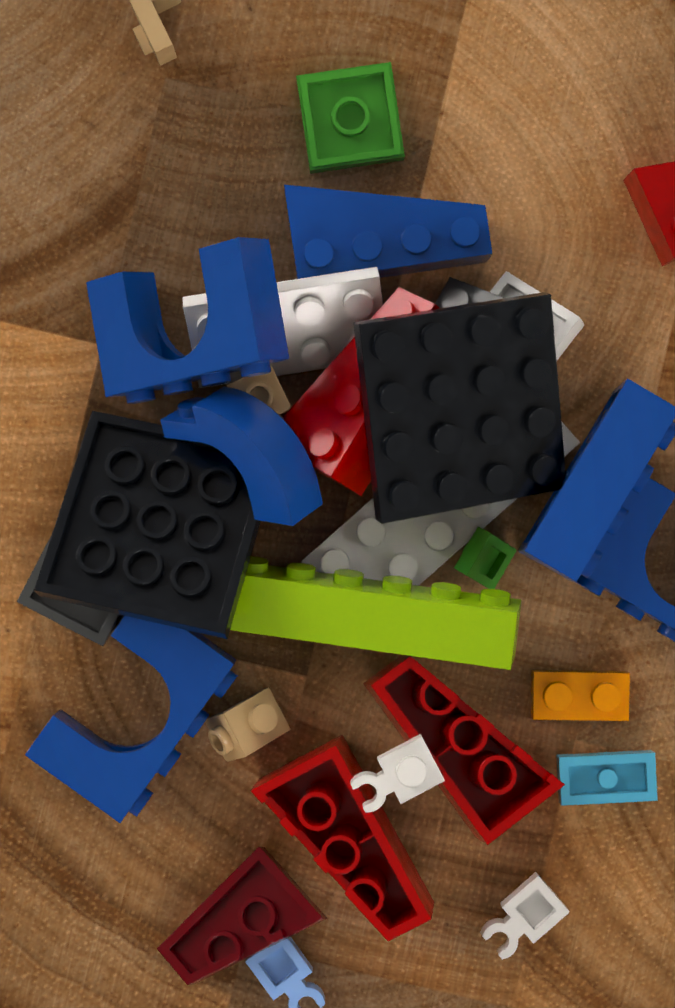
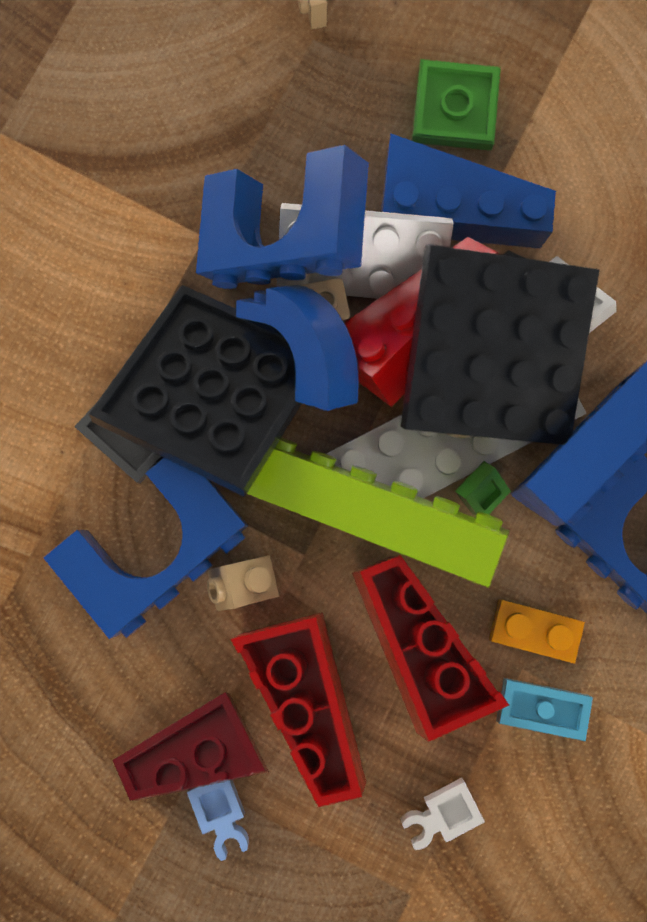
camera: 15 degrees right, 5 degrees down
(405, 770) = (372, 655): white plate -> none

